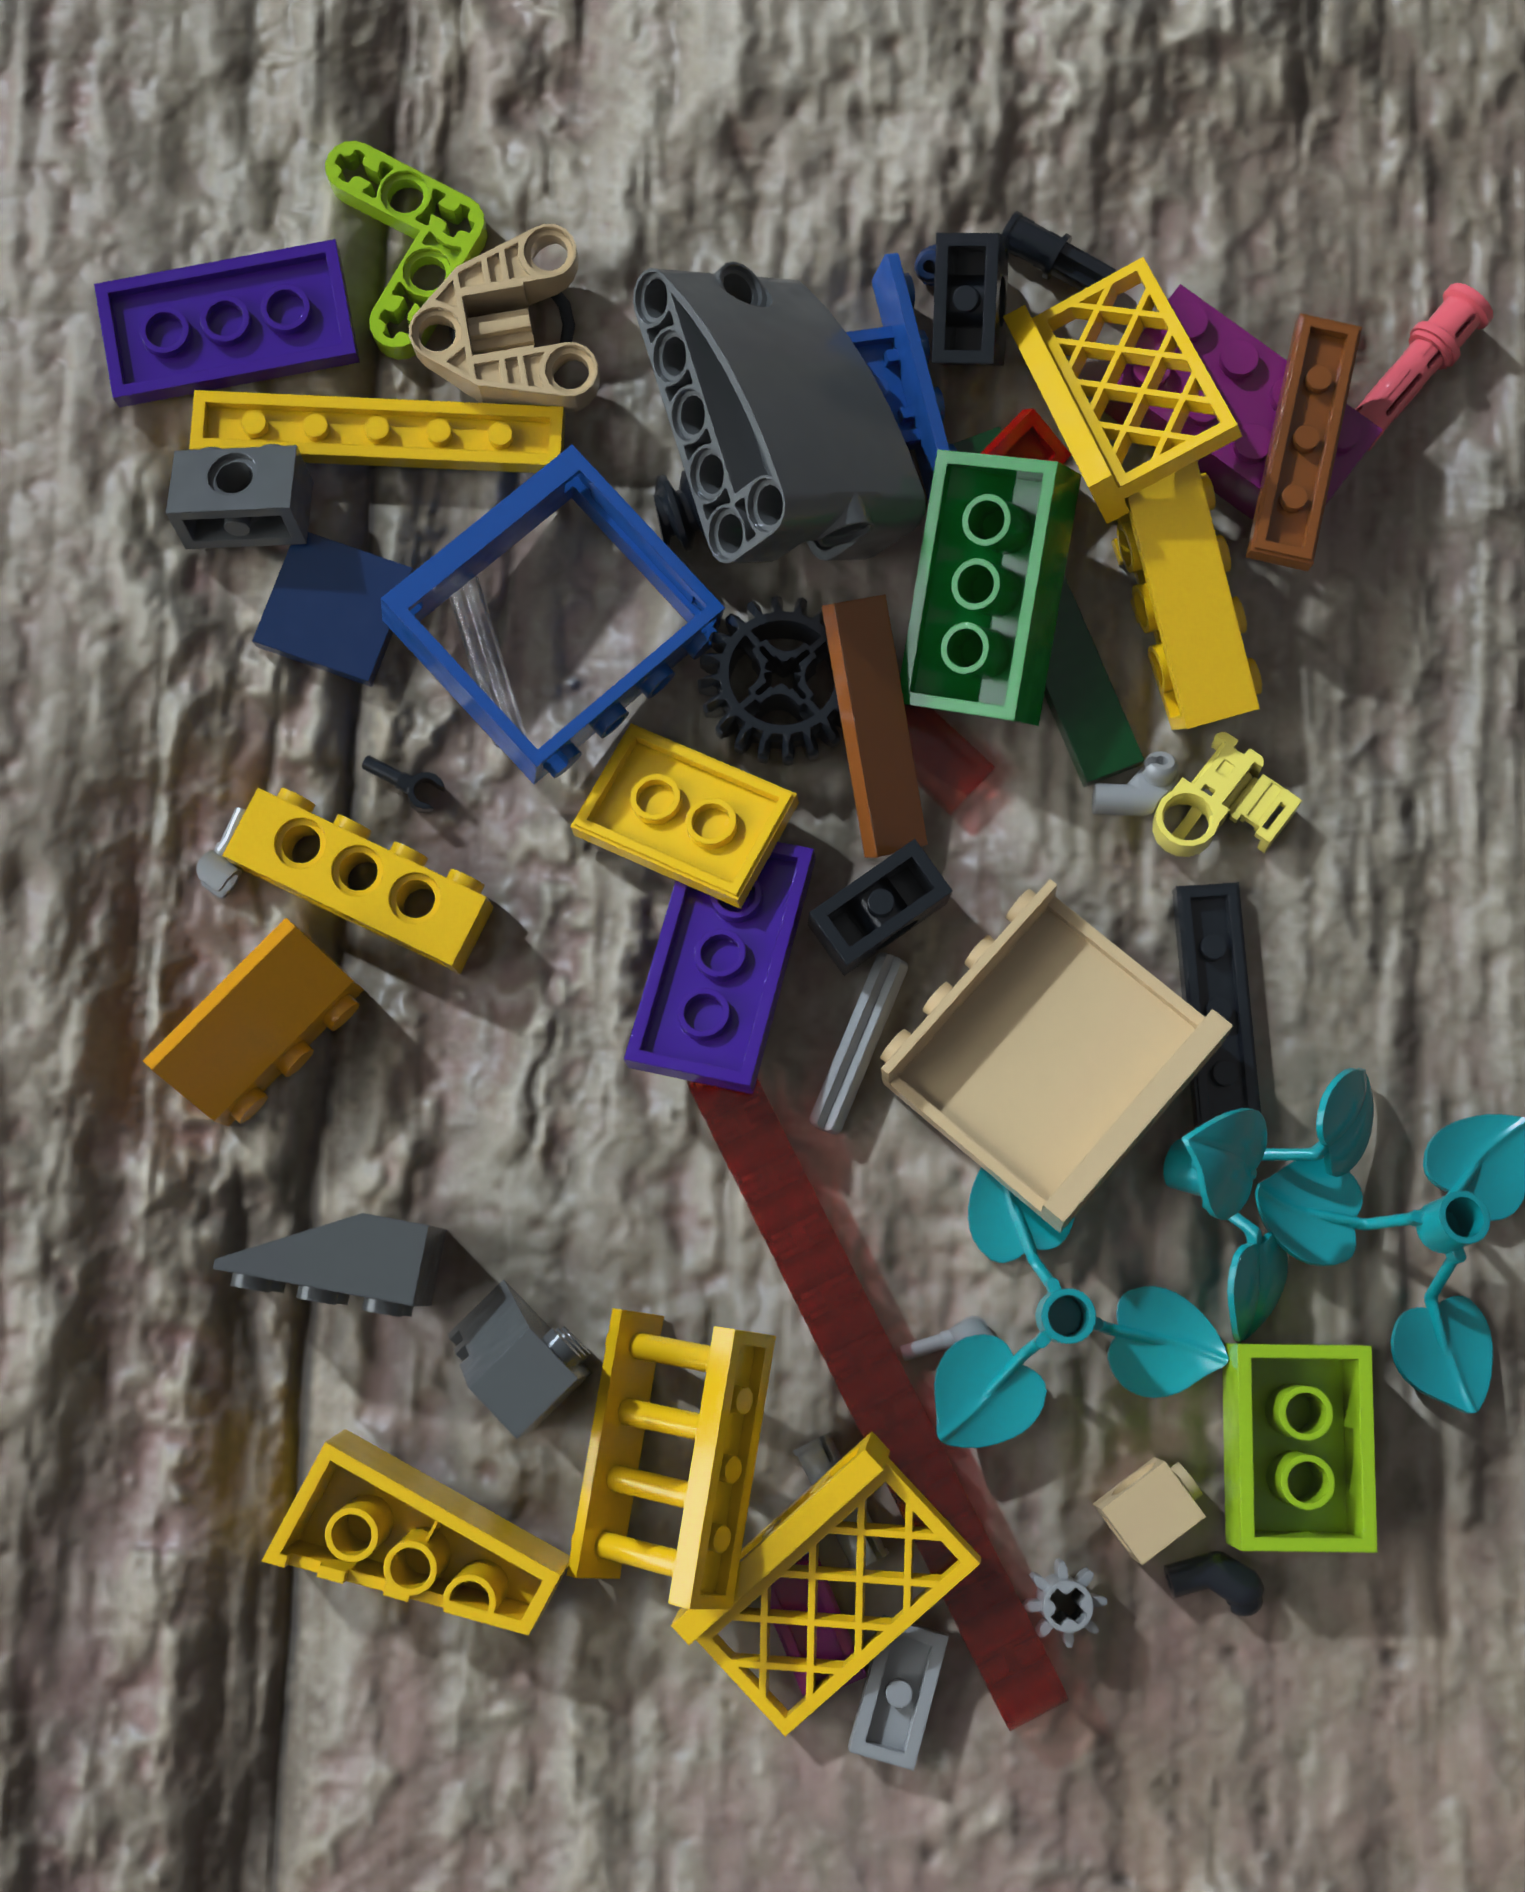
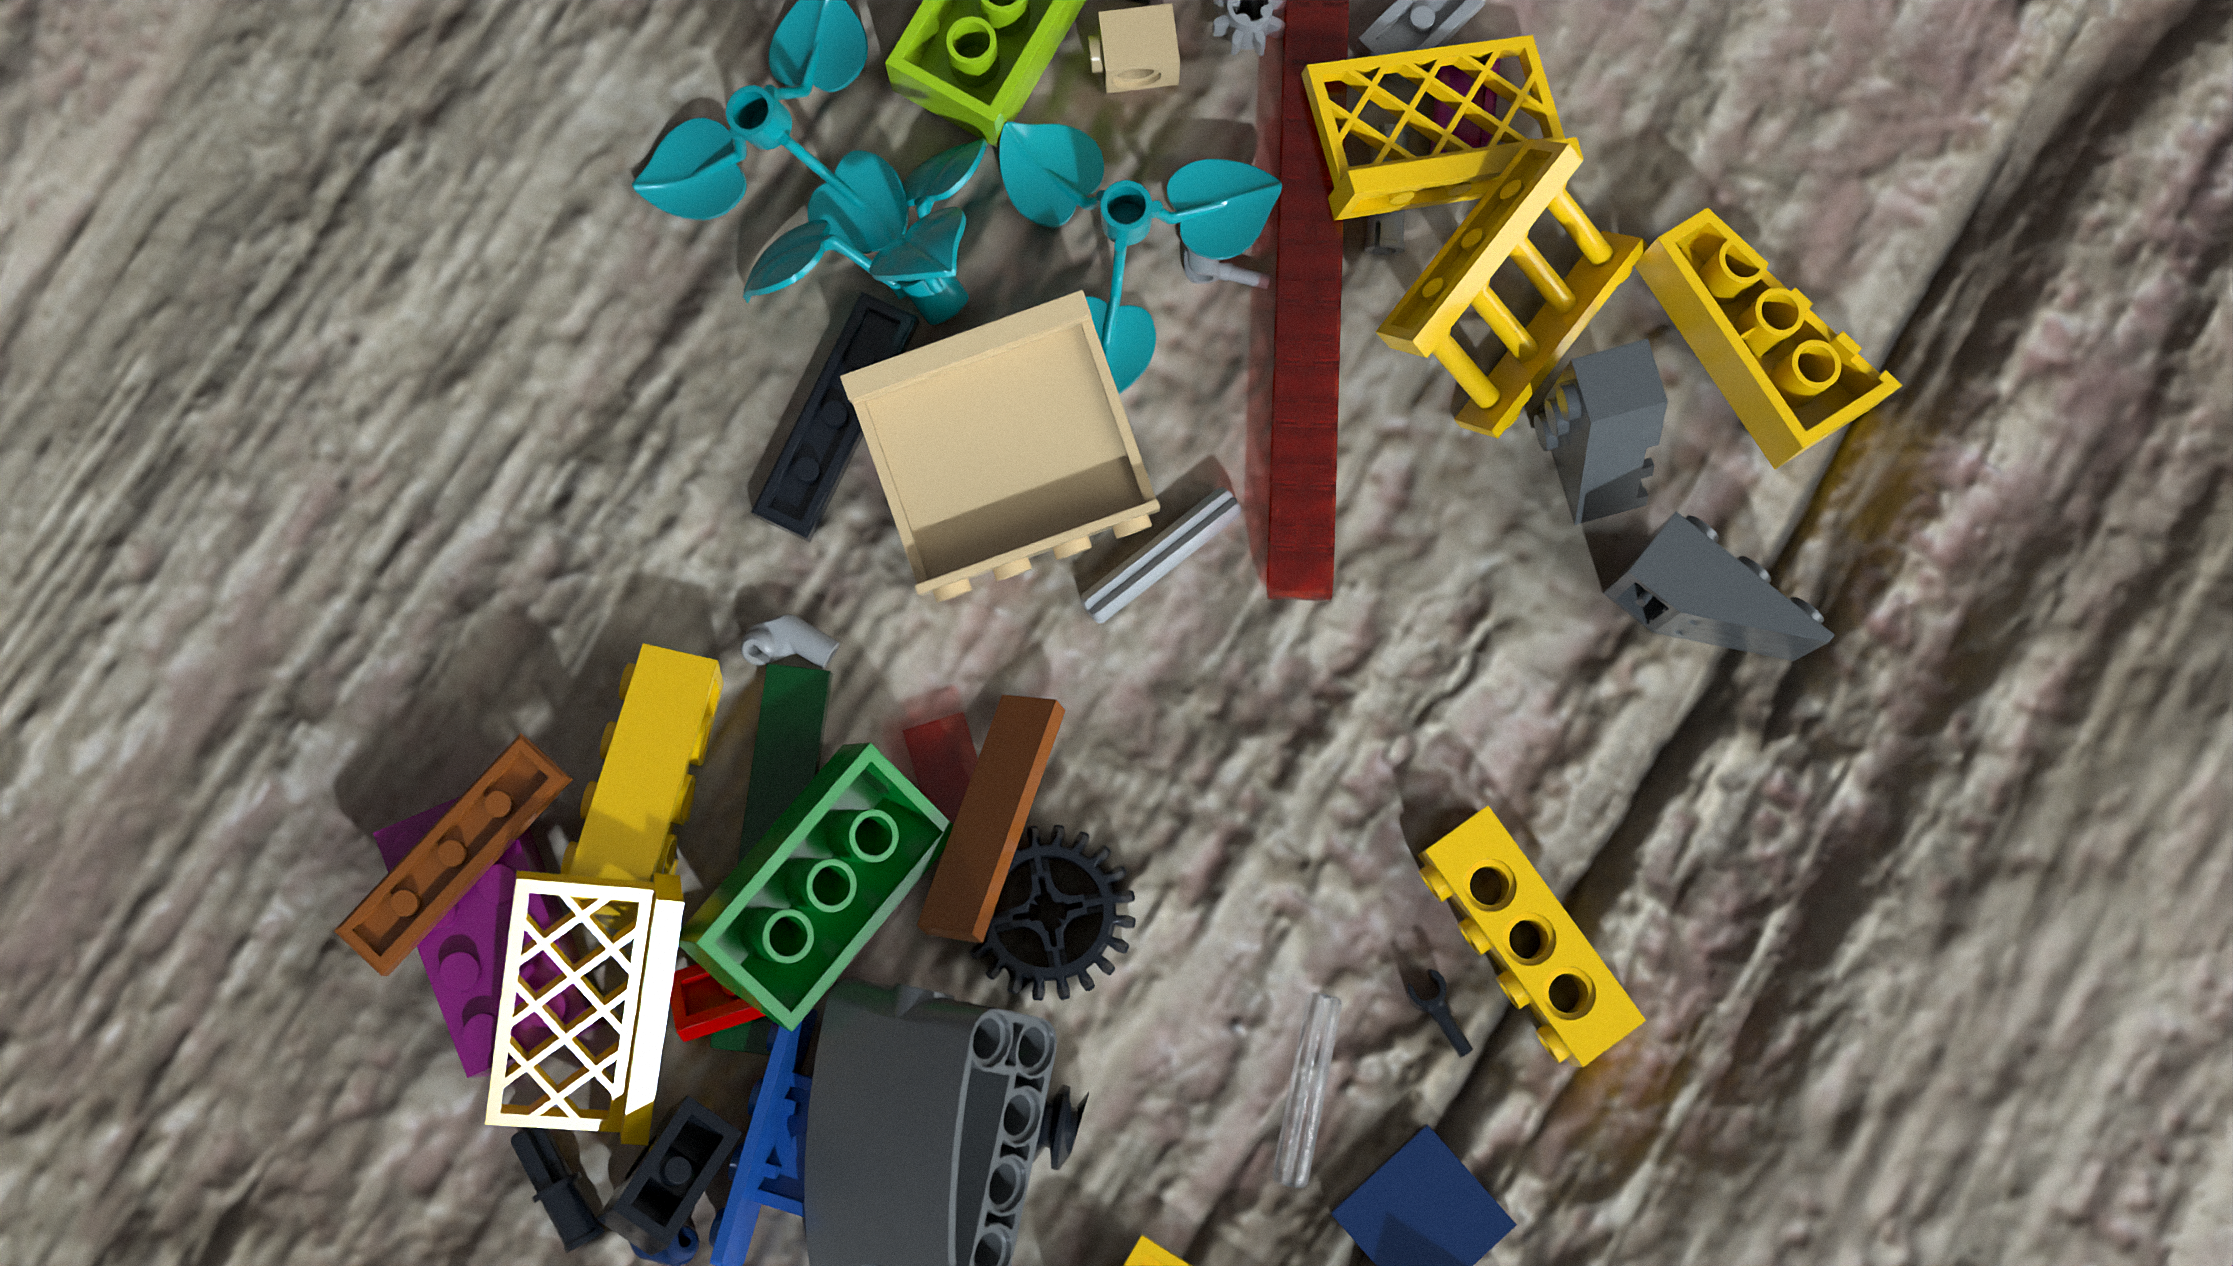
camera: 150 degrees left, 0 degrees up
(216, 871) = (1658, 1024): light grey hand -> none
(256, 1026) = (1686, 845): light orange slope -> none
(495, 533) = (1169, 982): blue window -> none
(685, 815) = (1205, 835): yellow tile -> none
(720, 977) = (1243, 685): dark purple plate -> none
(879, 907) = (1080, 652): black brick -> none
(1234, 792) = (706, 594): light yellow piece -> none
(1432, 347) = (270, 899): coral pin -> none

